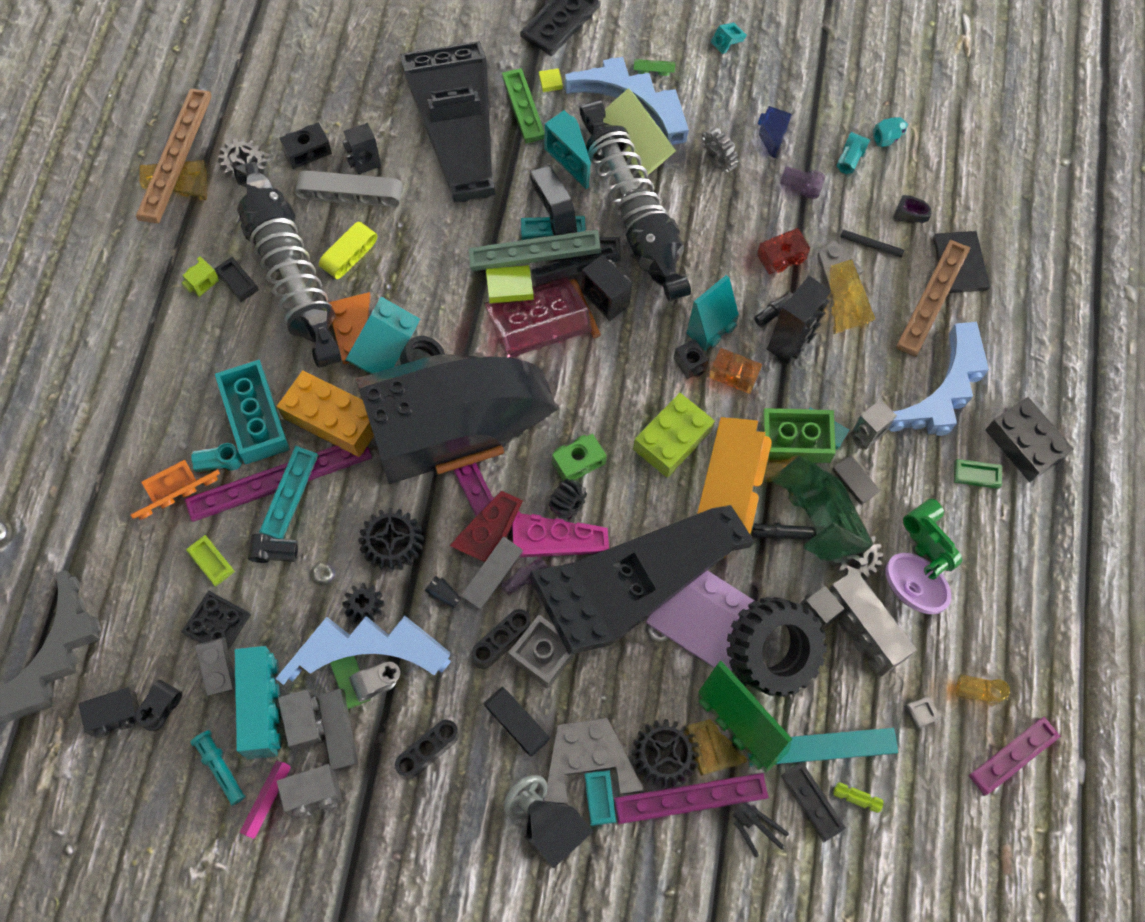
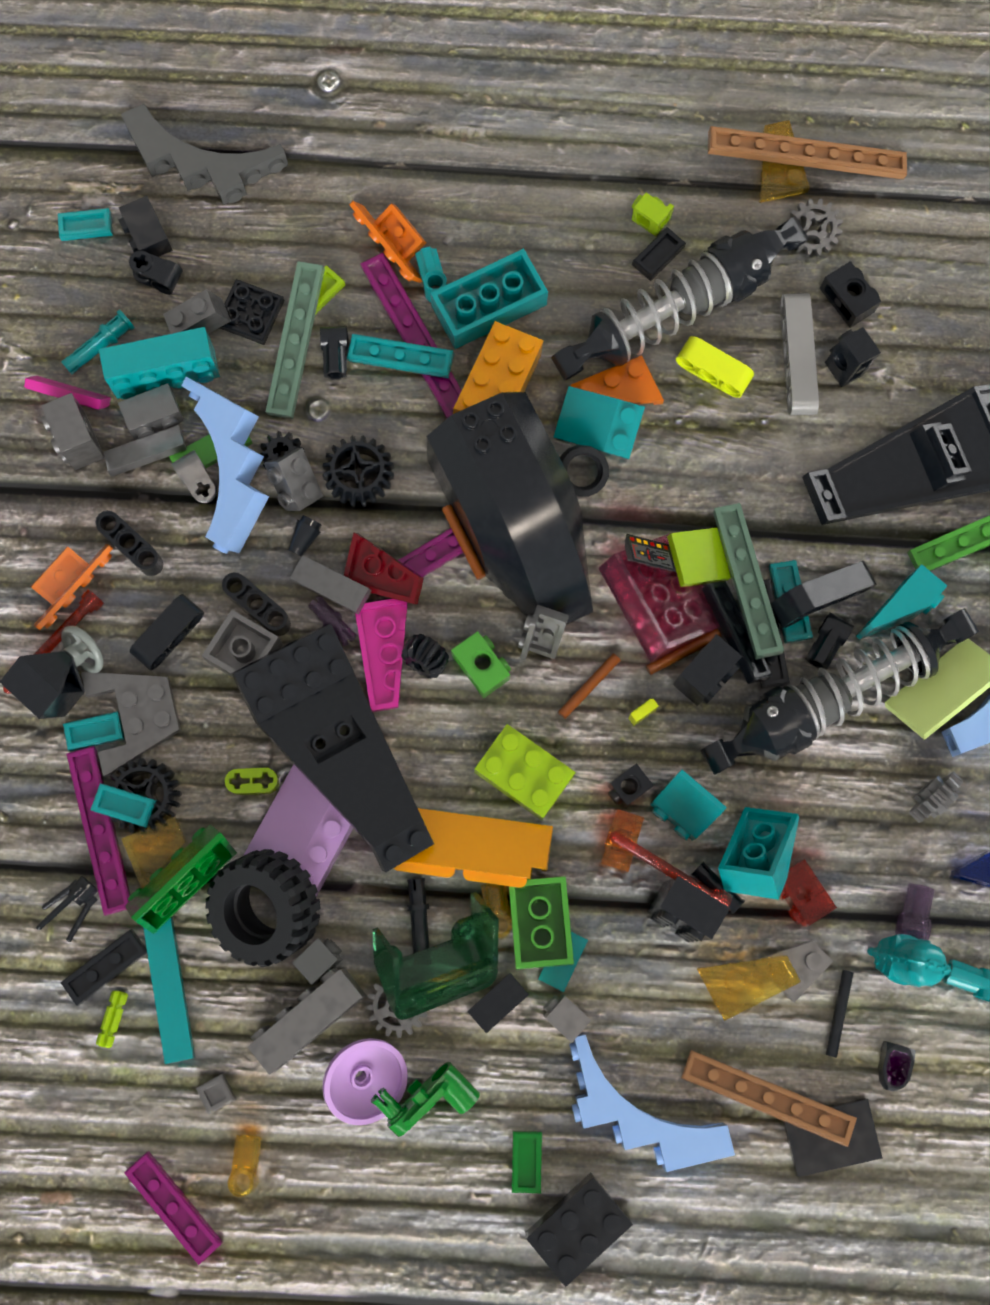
camera: 85 degrees right, 10 degrees up
(88, 774) = (85, 224): none -> teal tile
(255, 580) = (295, 340): none -> sand green plate
(393, 593) = (293, 480): none -> flat silver bracket
(454, 813) = (64, 578): none -> orange bracket
(479, 794) = (88, 604): none -> clear red piece
(504, 314) = (649, 552): none -> piece
(560, 403) = (544, 632): none -> flat silver bracket
(586, 202) = (831, 636): none -> black piece
(605, 381) = (589, 686): none -> dark orange bar
(632, 341) = (643, 711): none -> neon yellow tile
(653, 657) = (251, 774): none -> lime beam
(676, 766) = (123, 805): none -> teal tile
(754, 271) = (759, 853): none -> teal slope
(759, 339) = (666, 868): none -> clear red piece
(839, 186) = (910, 960): none -> teal helmet

